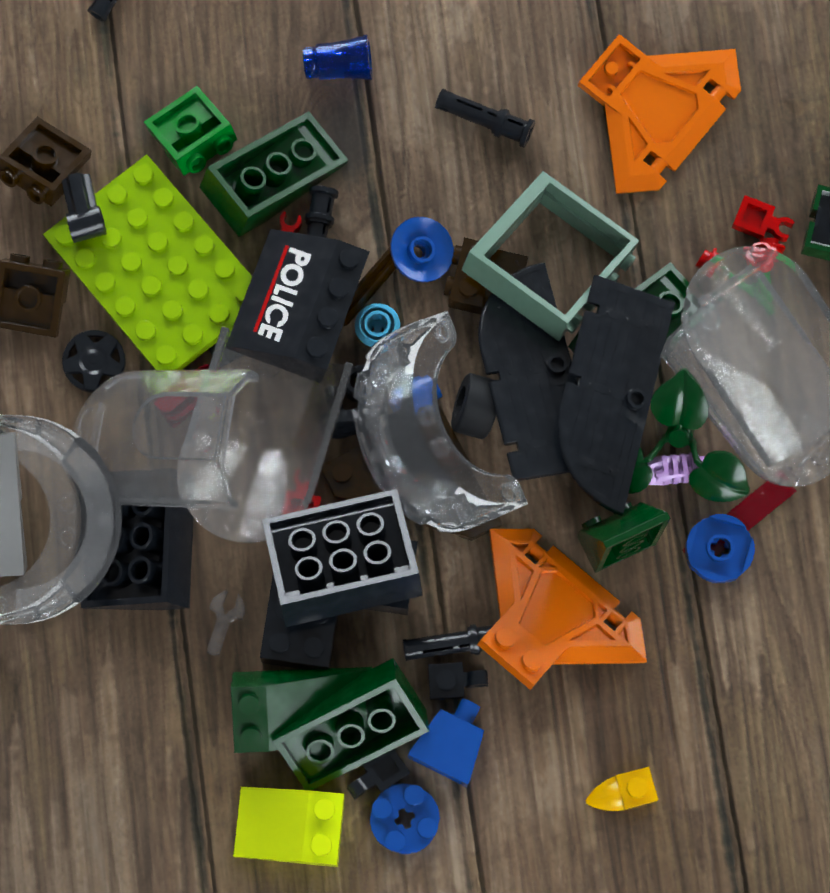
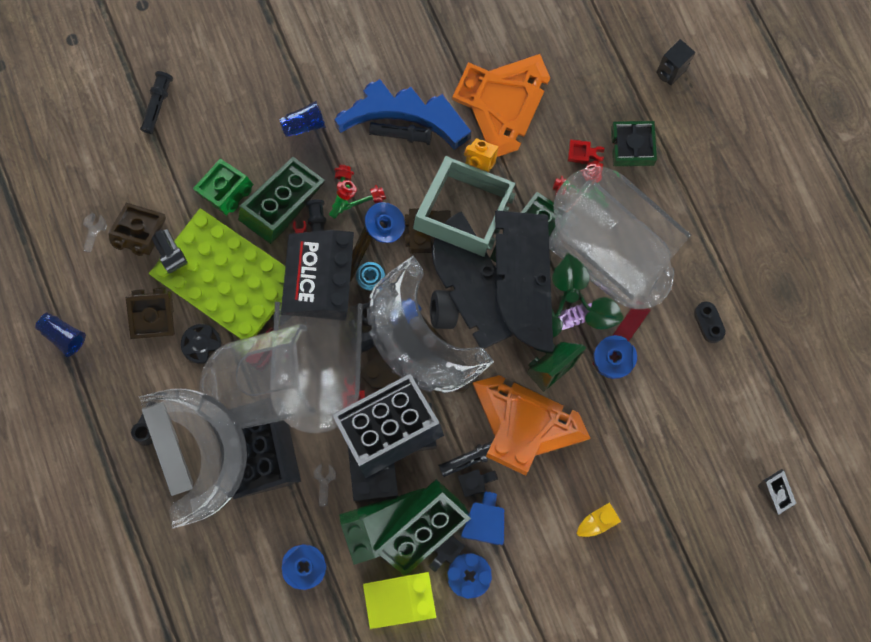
camera: 15 degrees left, 0 degrees up
(139, 733) = (303, 580): none -> blue plate
(376, 184) = (347, 190): none -> red plant
(506, 79) = (406, 106): none -> blue arch
(599, 184) = (481, 155): none -> light orange brick

